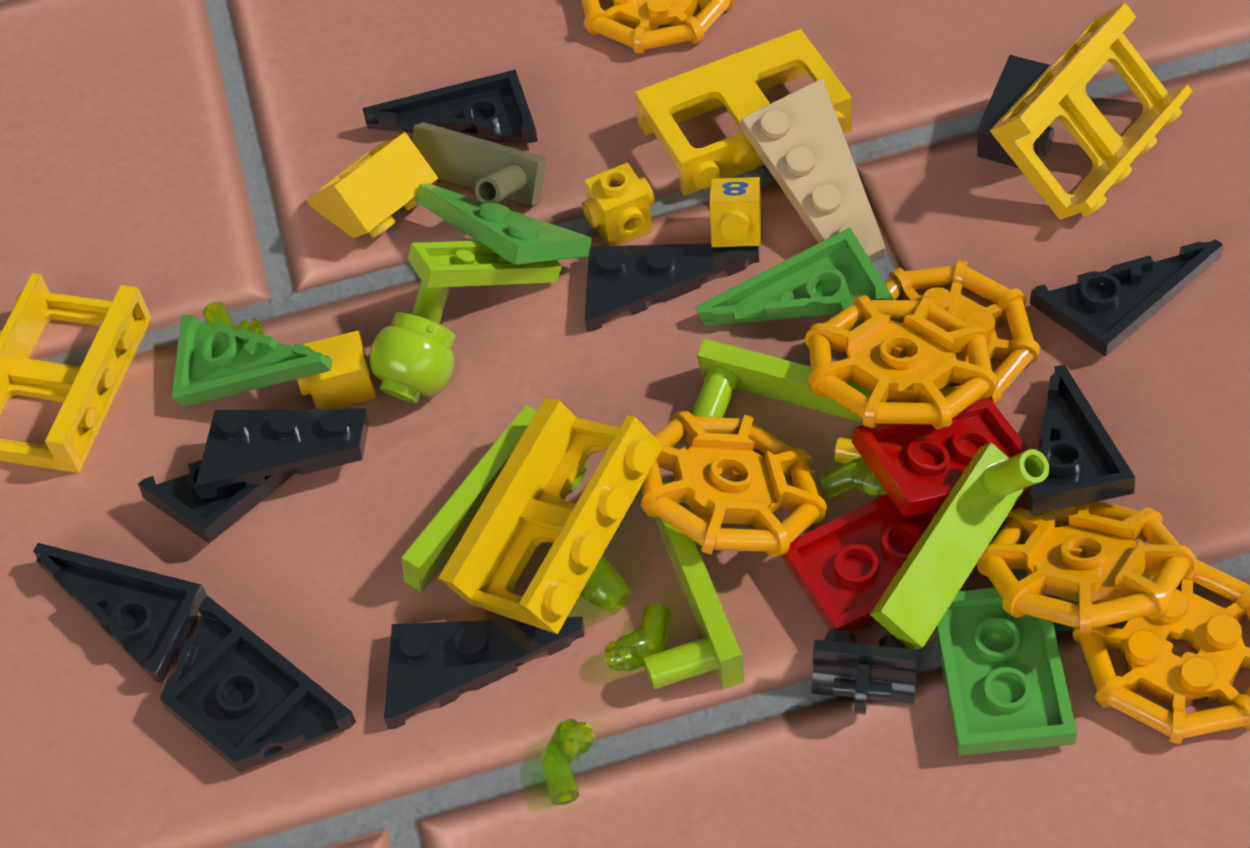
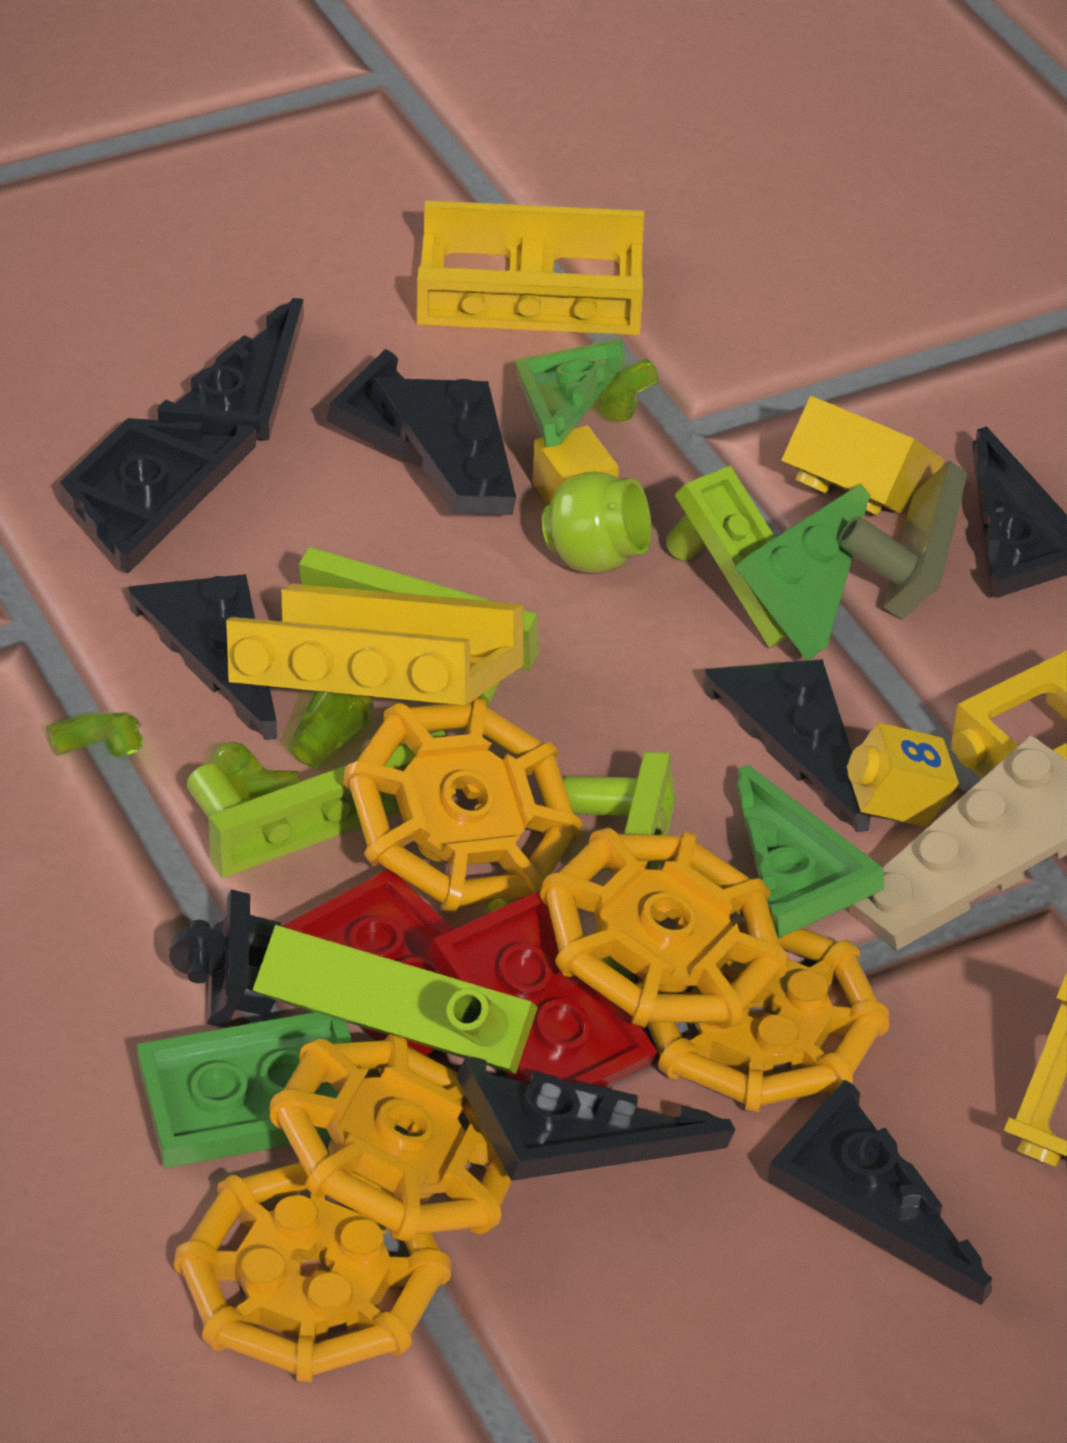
camera: 70 degrees right, 10 degrees down
(618, 205) = (887, 669): yellow brick -> none

